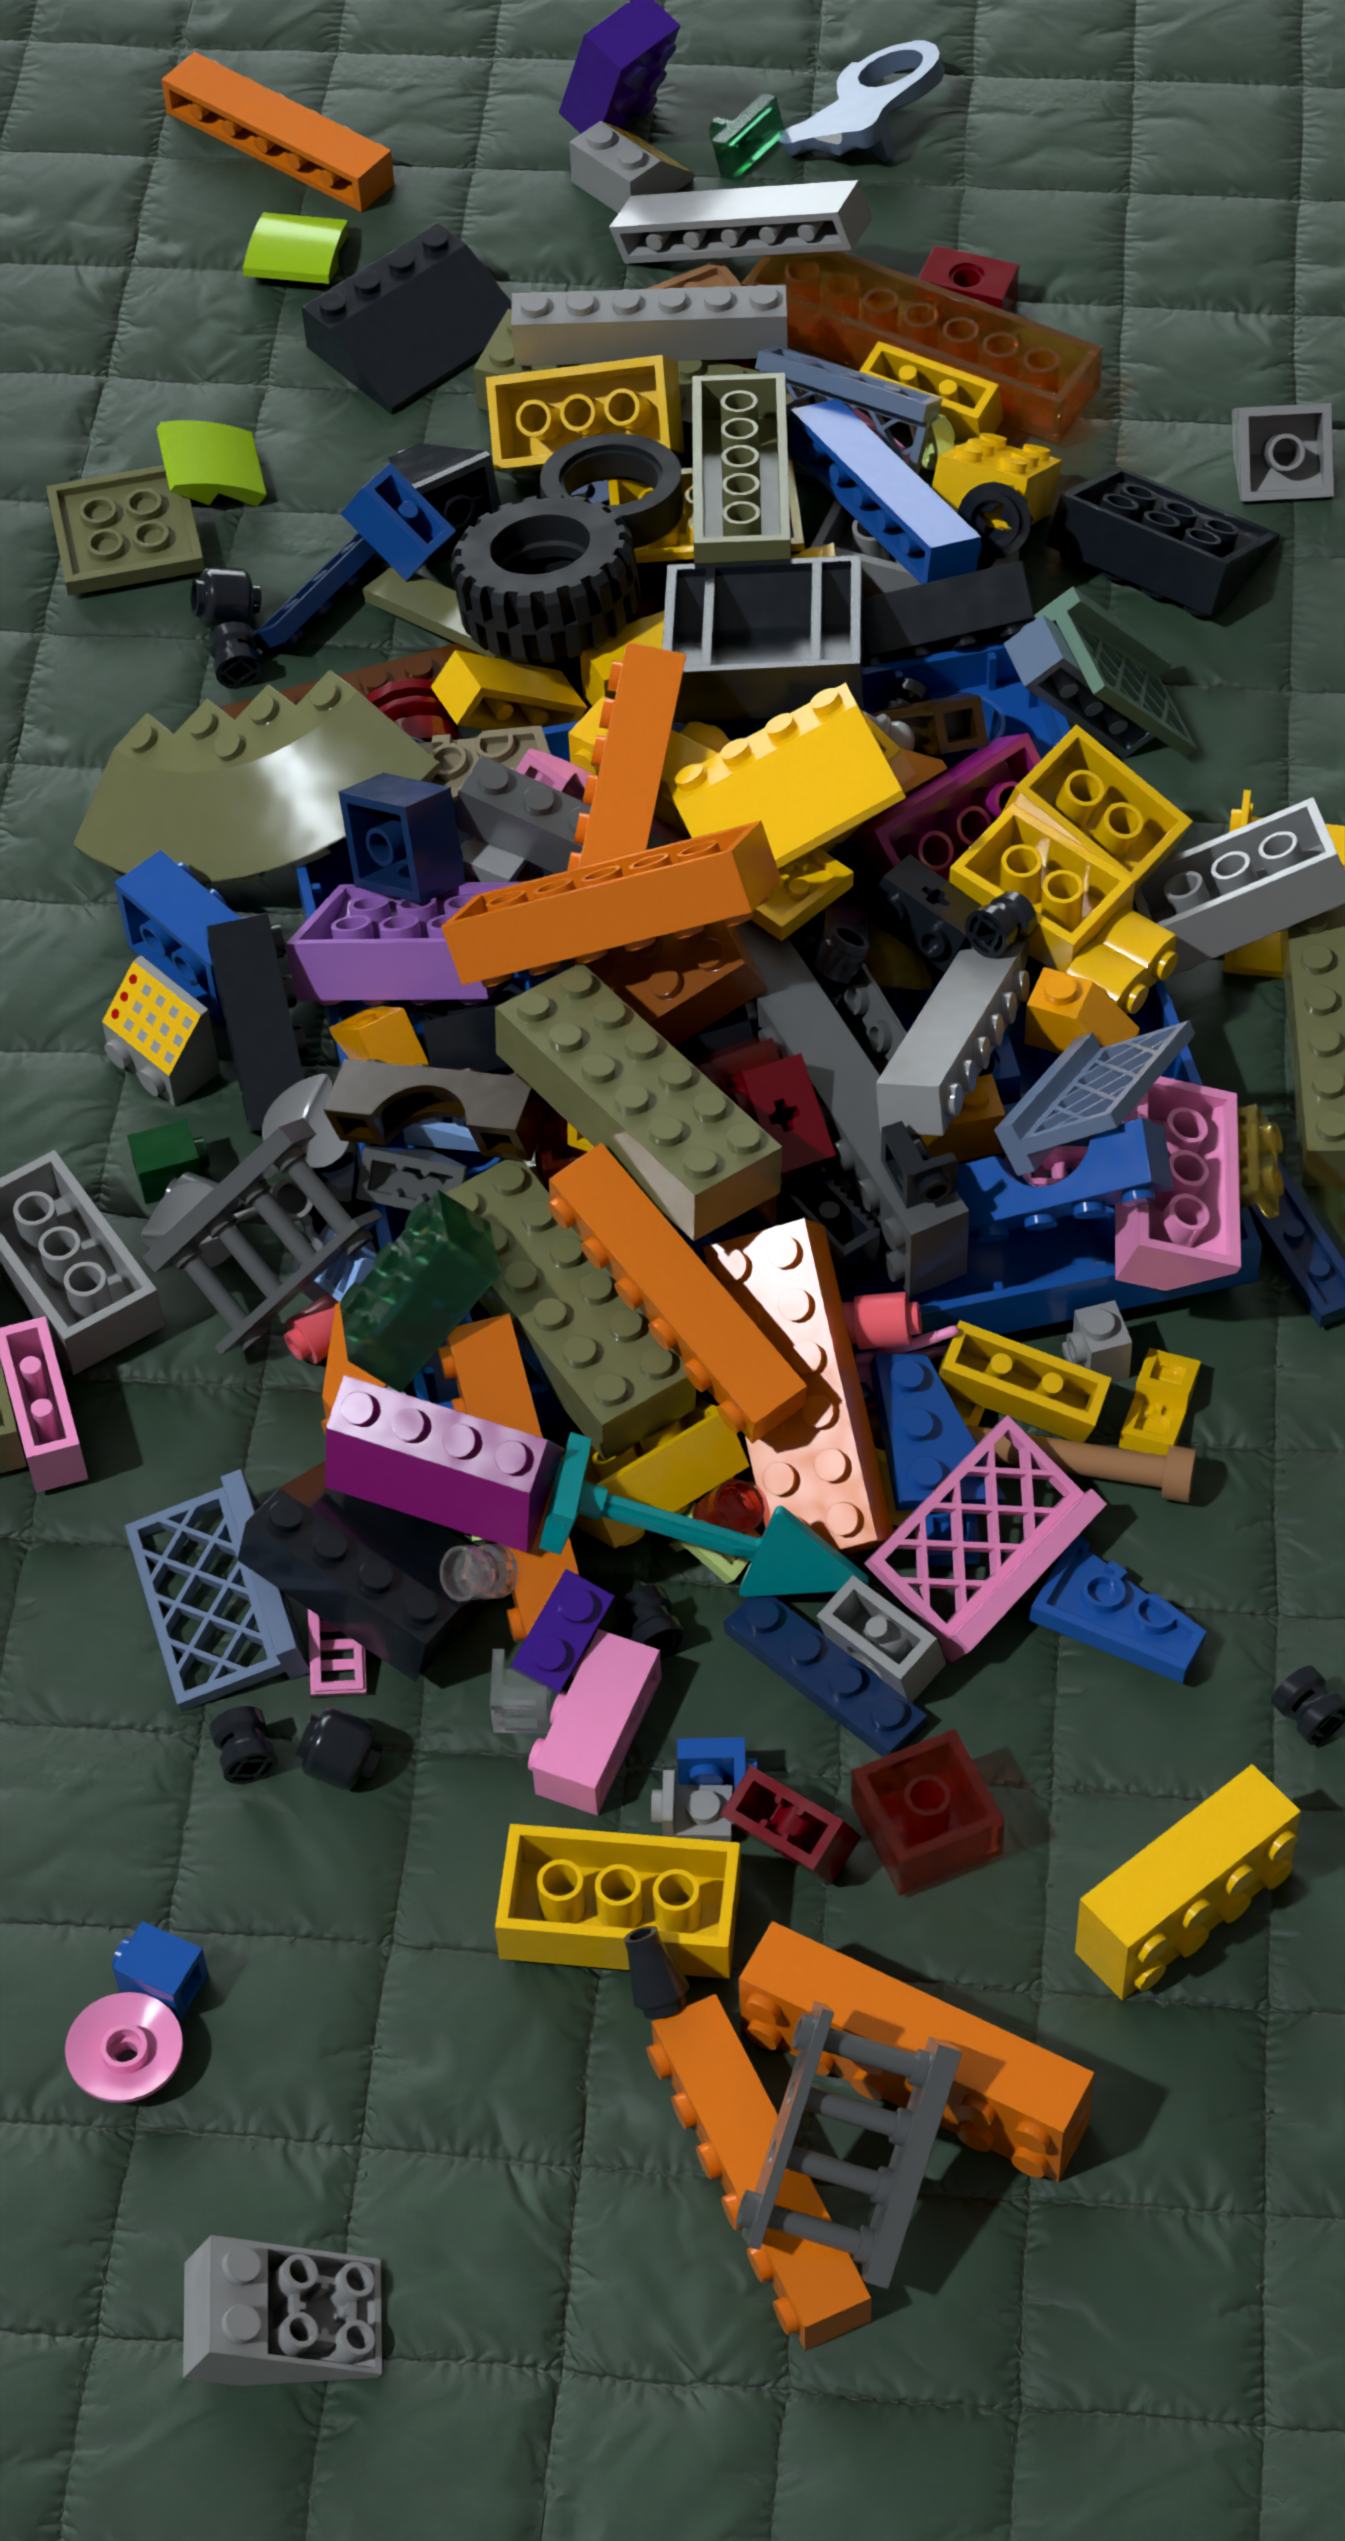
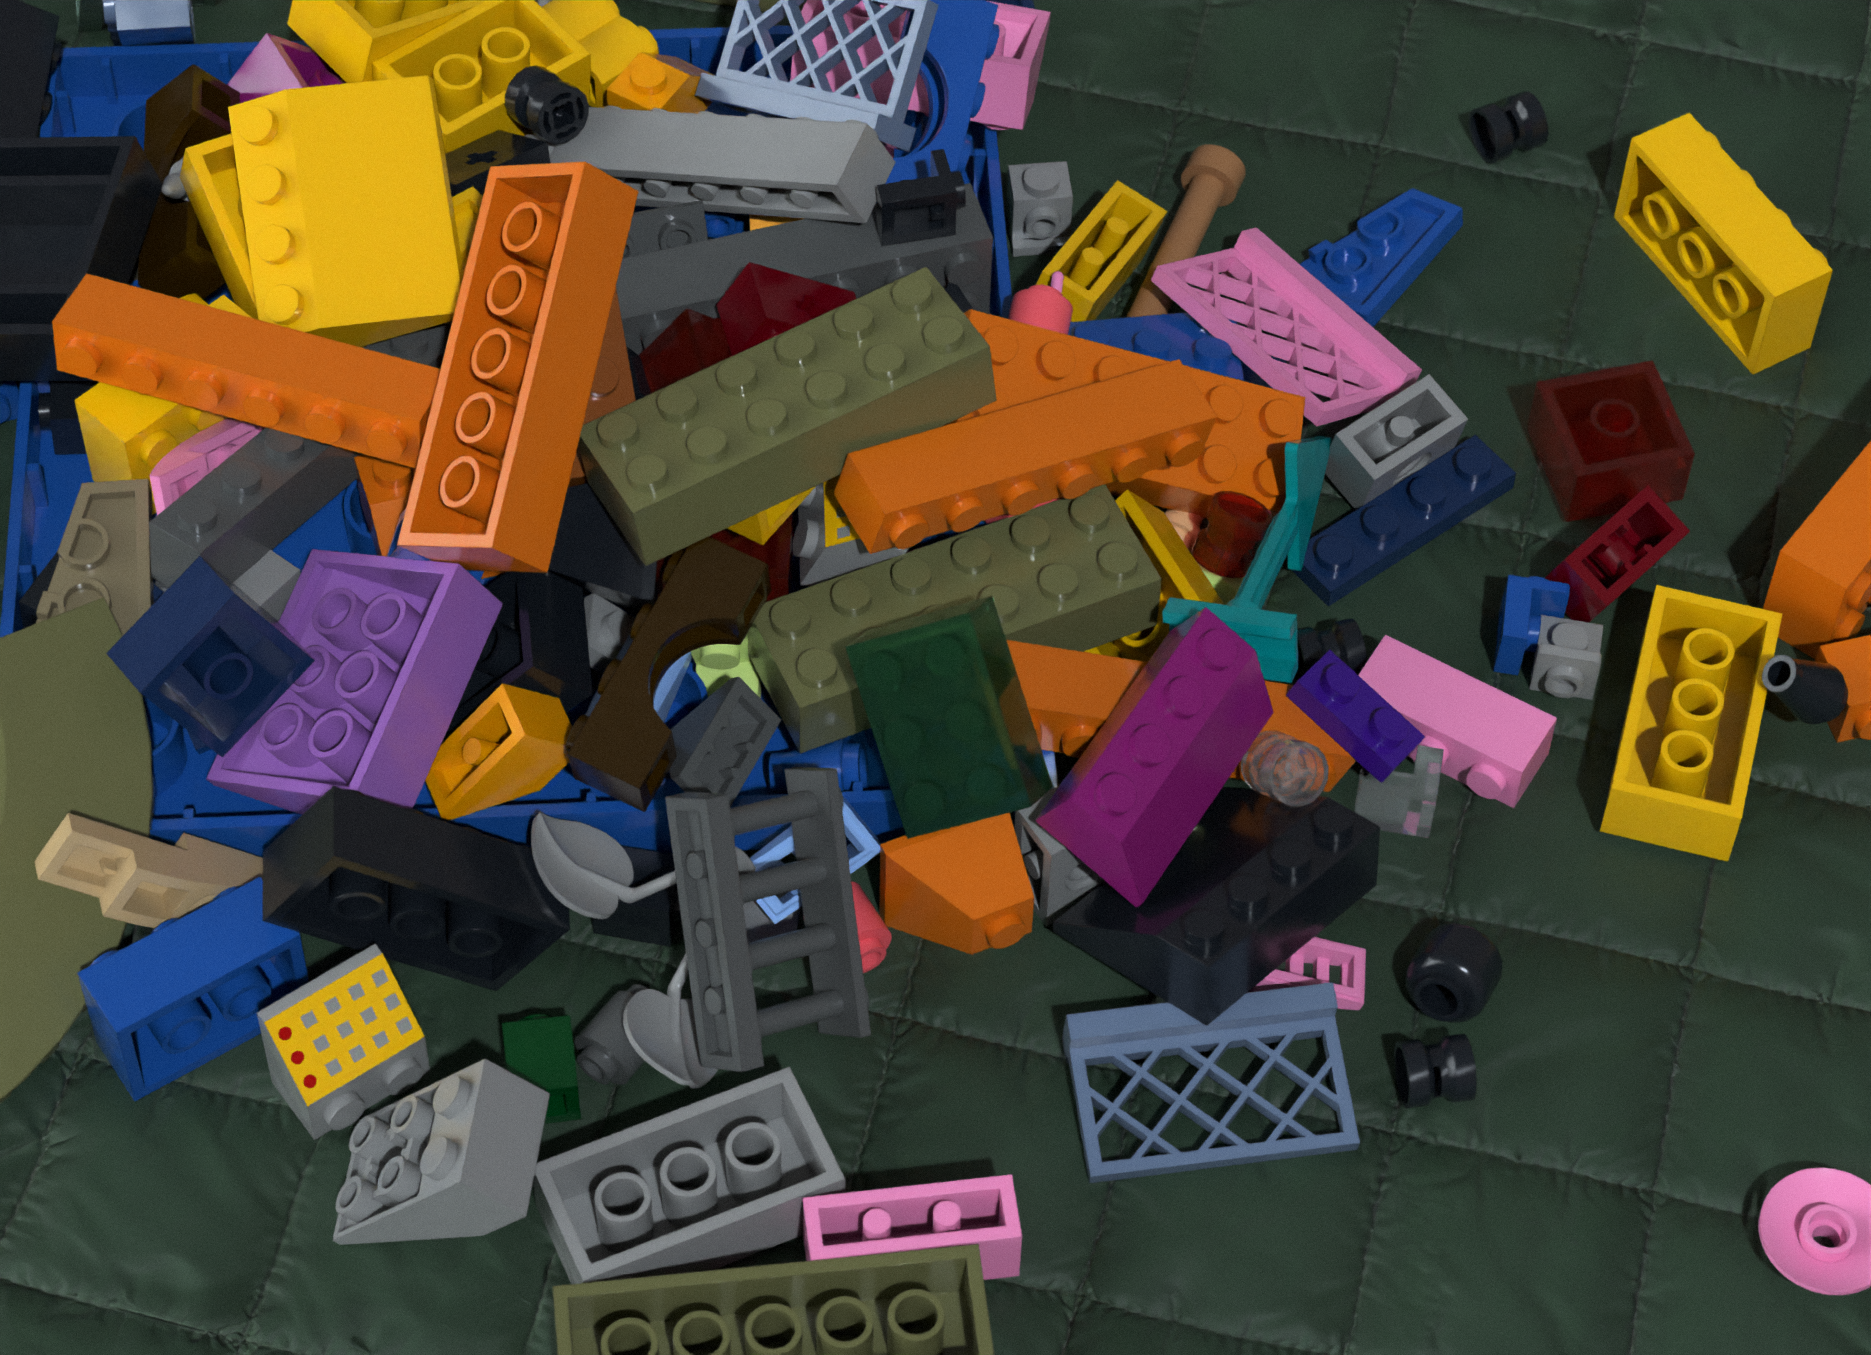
camera: 85 degrees left, 0 degrees up
(64, 1111) = (444, 1160): none -> light grey slope
(160, 1967) = (1729, 1185): blue brick -> none
(243, 868) = (138, 876): none -> tan slope
(1159, 1402) = (1099, 164): yellow slope -> none

